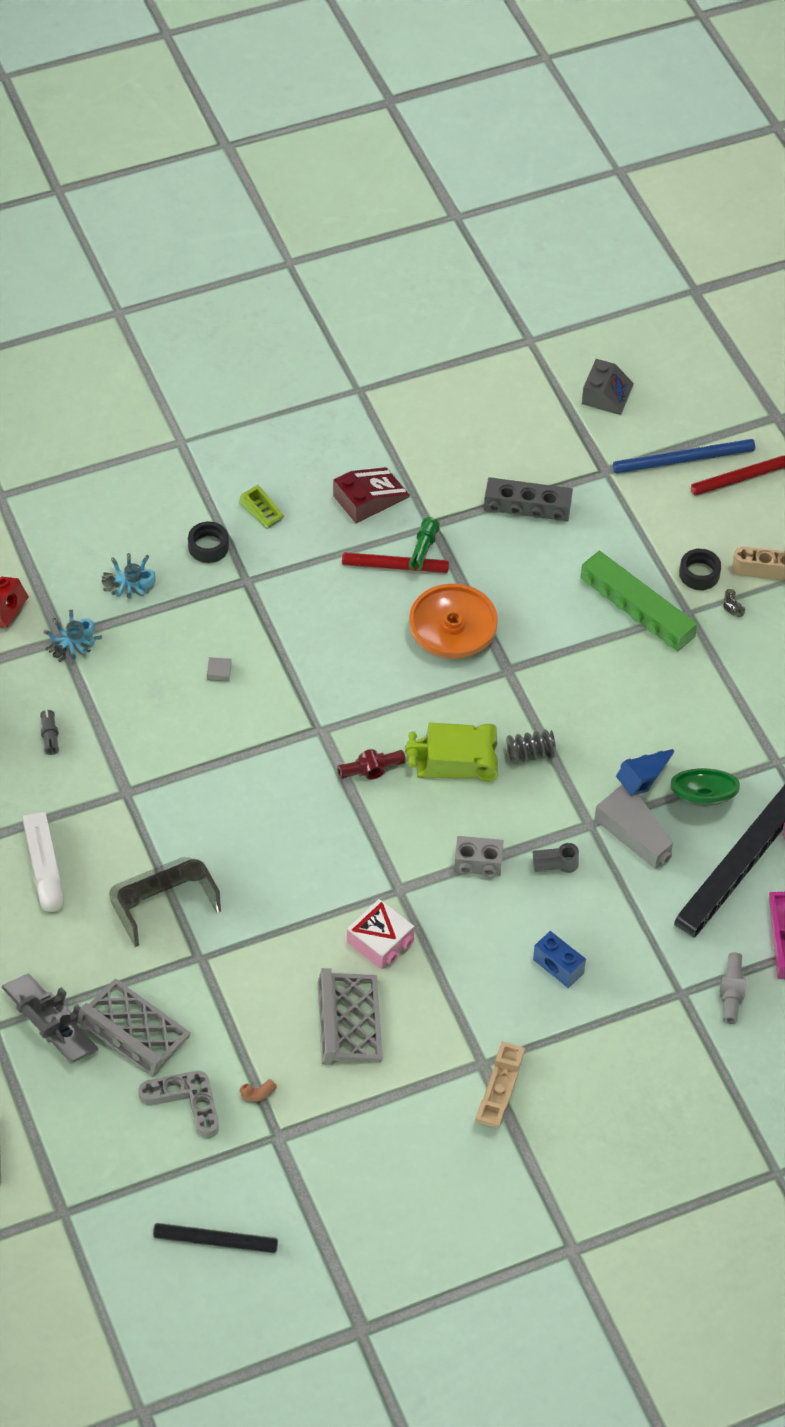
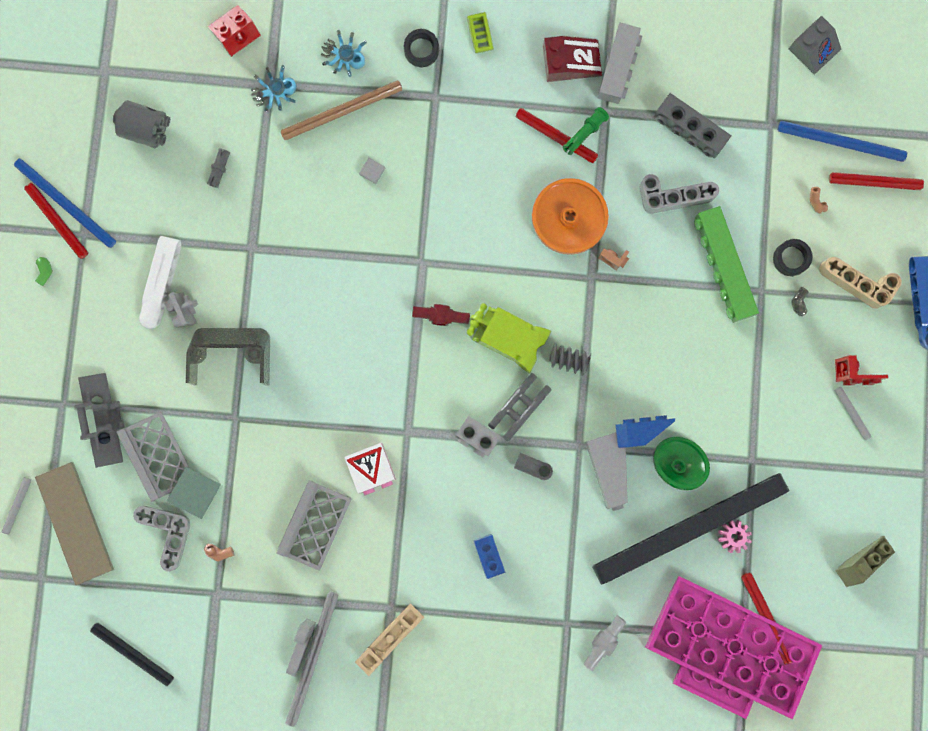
camera: 30 degrees right, 30 degrees up
(74, 870) = (184, 308): none -> light grey hips
(74, 1137) = (74, 523): none -> dark tan tile
(153, 629) = (341, 110): none -> medium nougat axle
(196, 1042) = (193, 492): none -> sand green tile
(404, 1126) = (302, 638): none -> light grey beam
(421, 476) = (619, 63): none -> light grey brick
(425, 1149) = (311, 659): none -> light grey axle
(518, 807) = (519, 395): none -> dark grey piece
(520, 643) = (611, 259): none -> nougat bracket
(538, 573) = (679, 194): none -> light grey beam
(689, 513) = (815, 200): none -> nougat arm

